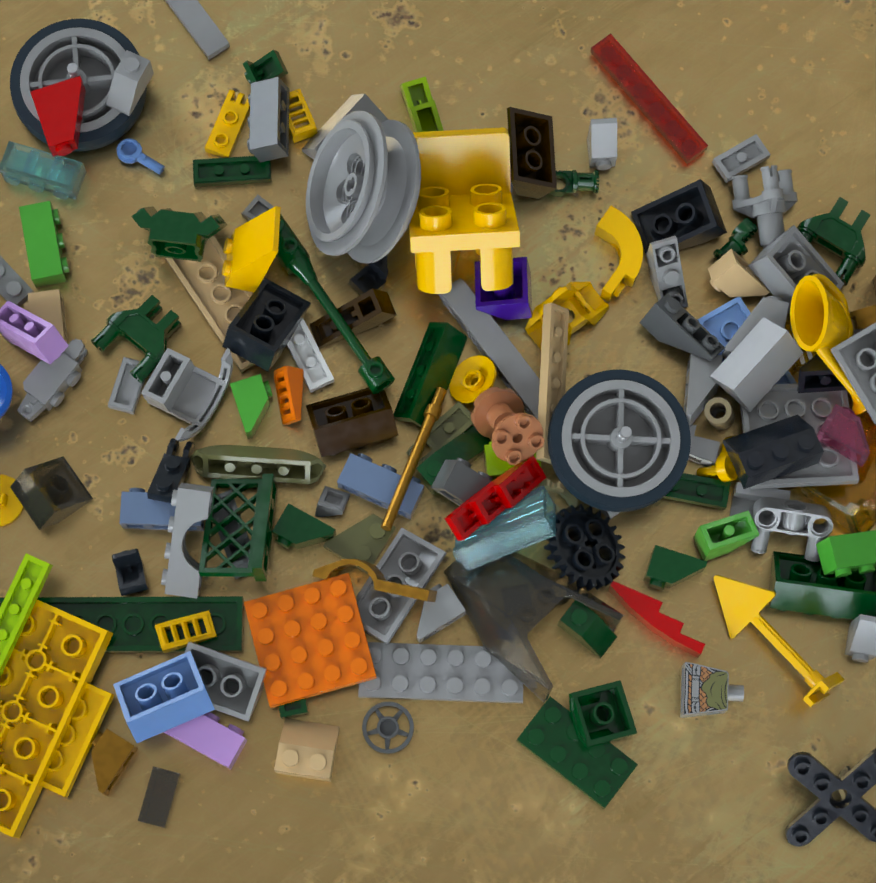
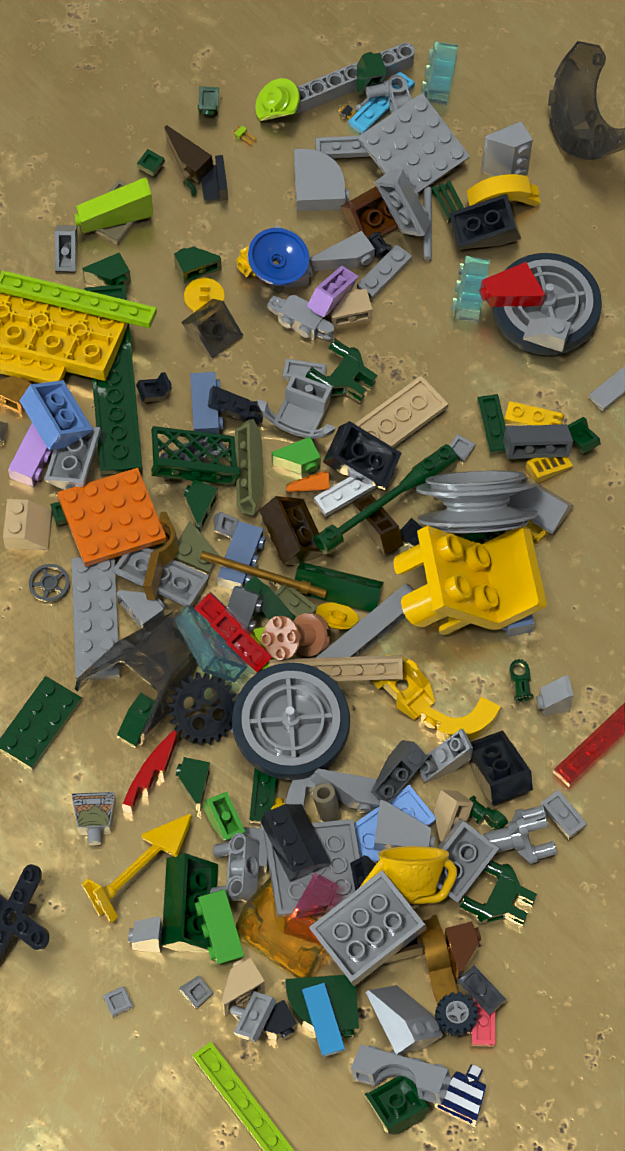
camera: 85 degrees right, 10 degrees down
(44, 244) = (410, 297): bright green brick -> none
(130, 151) = (498, 349): medium blue plate -> none
(161, 629) = (103, 416): yellow slope -> none
(178, 233) = (431, 382): dark green slope -> none
(192, 505) = (205, 414): light grey arch -> none
(251, 251) = (417, 435): yellow slope -> none
(421, 105) = (565, 558): lime slope -> none
(511, 302) = (414, 640): dark purple slope -> none
(531, 153) = (537, 636): dark brown slope -> none
(601, 714) = (67, 732): dark green slope -> none
(757, 363) = (367, 823): light grey slope -> none

